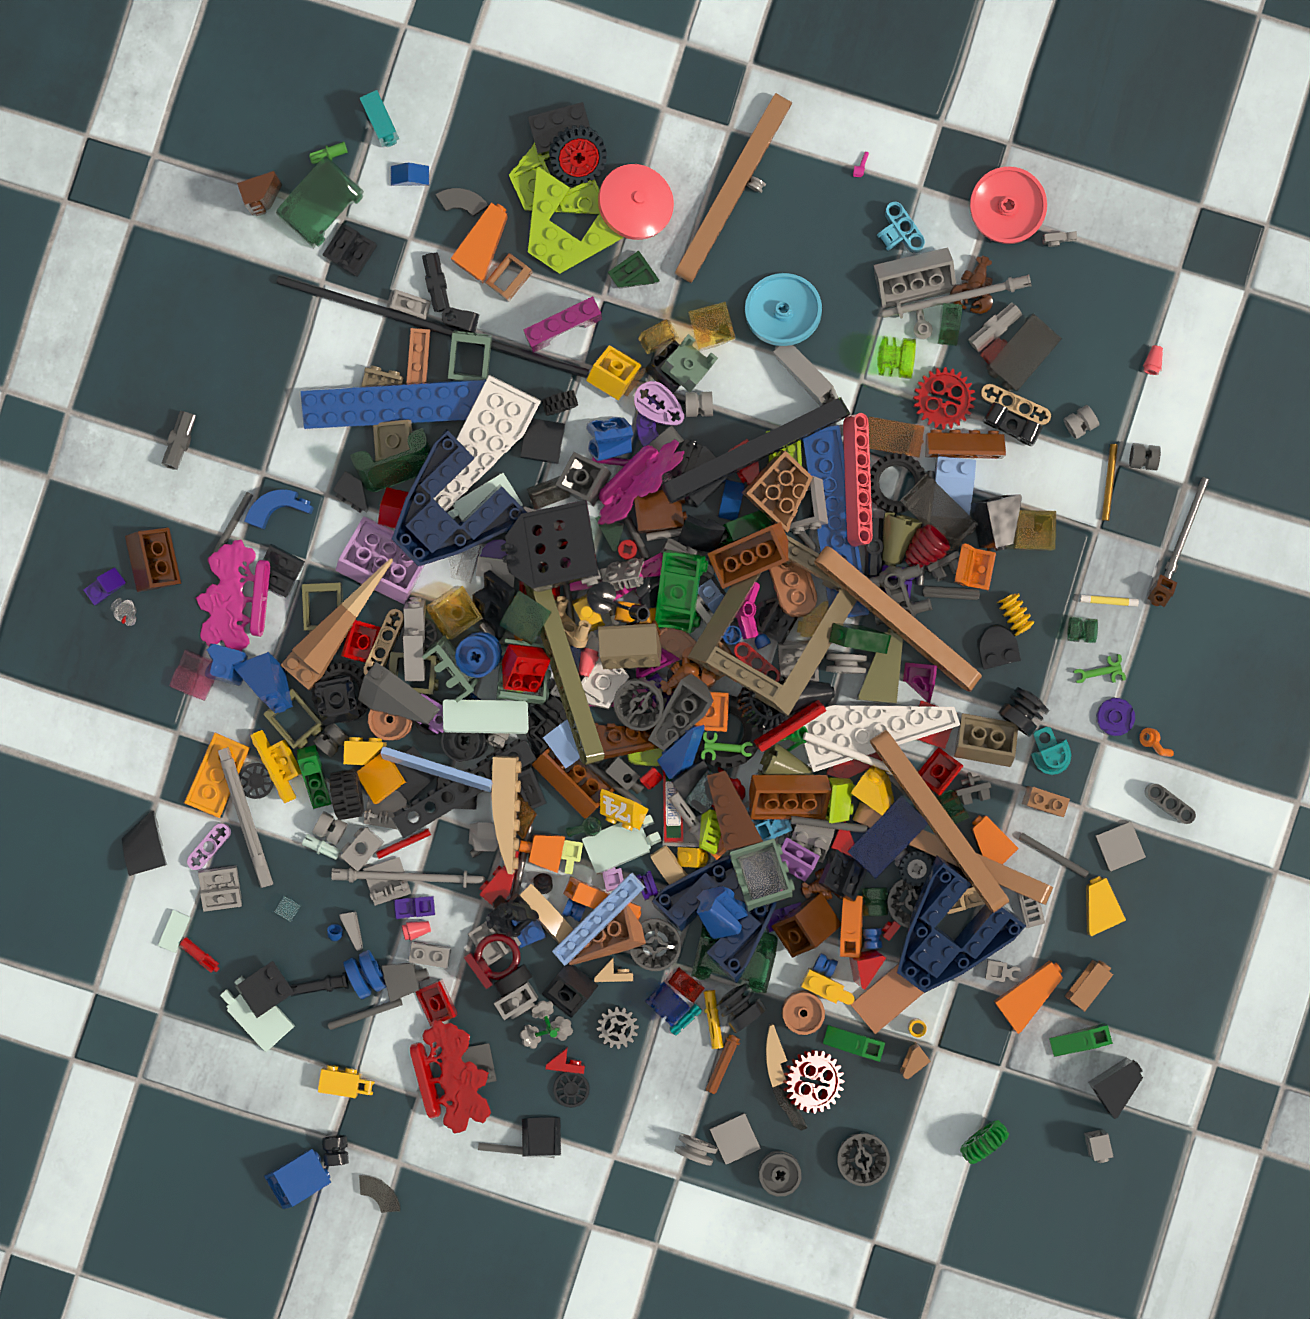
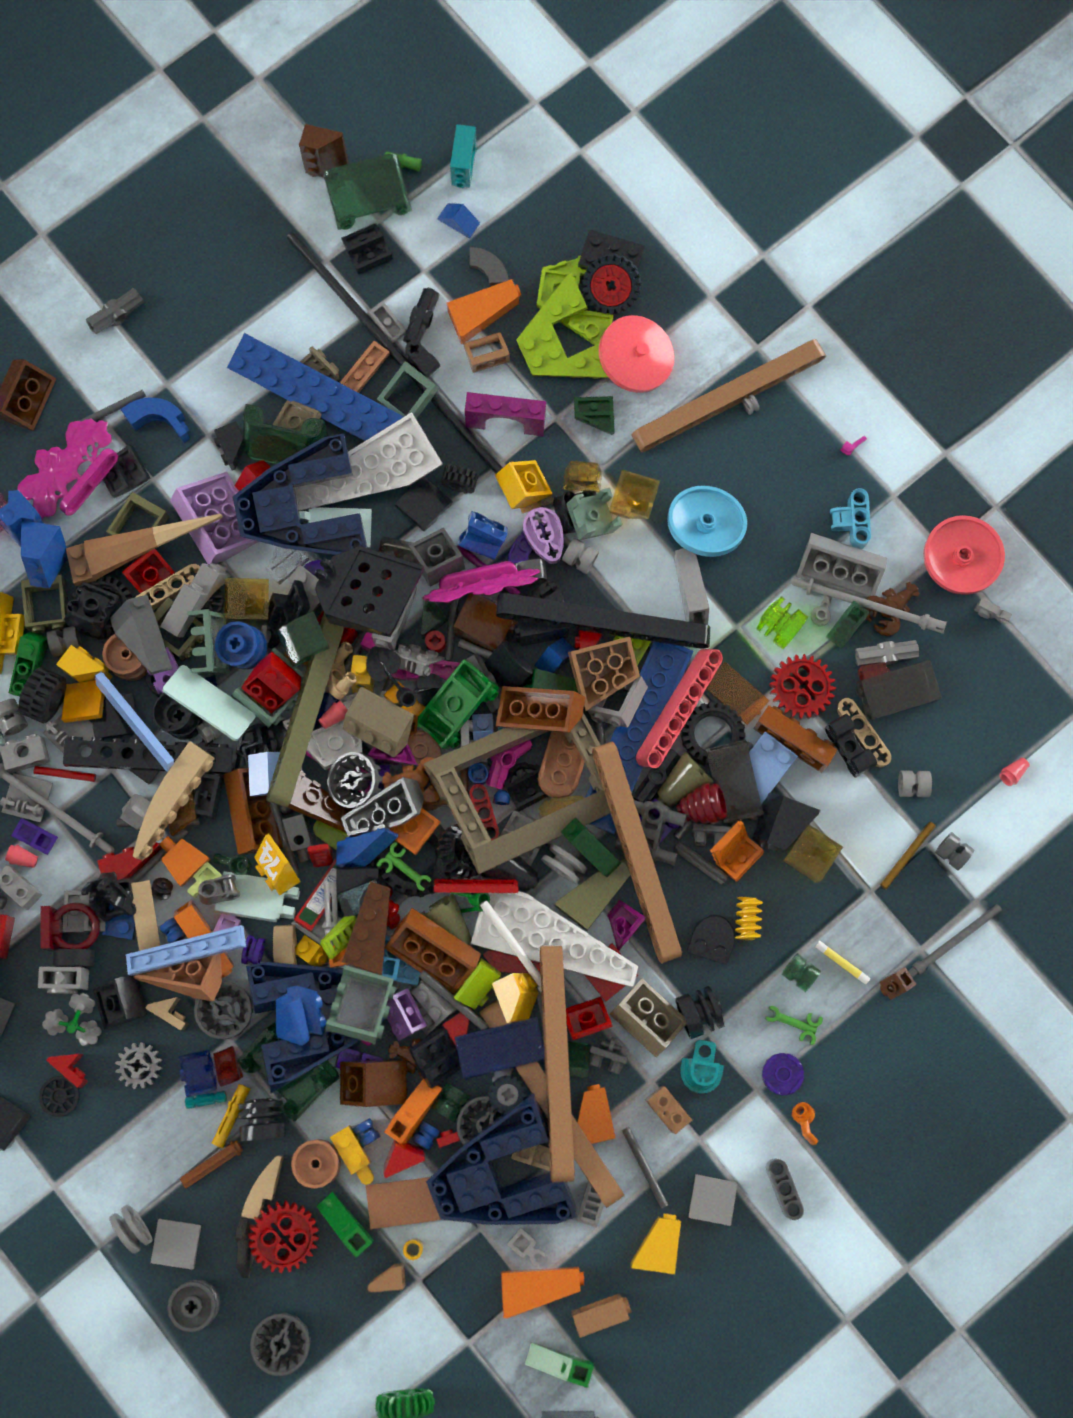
camera: 30 degrees right, 10 degrees down
(593, 853) = (220, 890): none -> flat silver piece

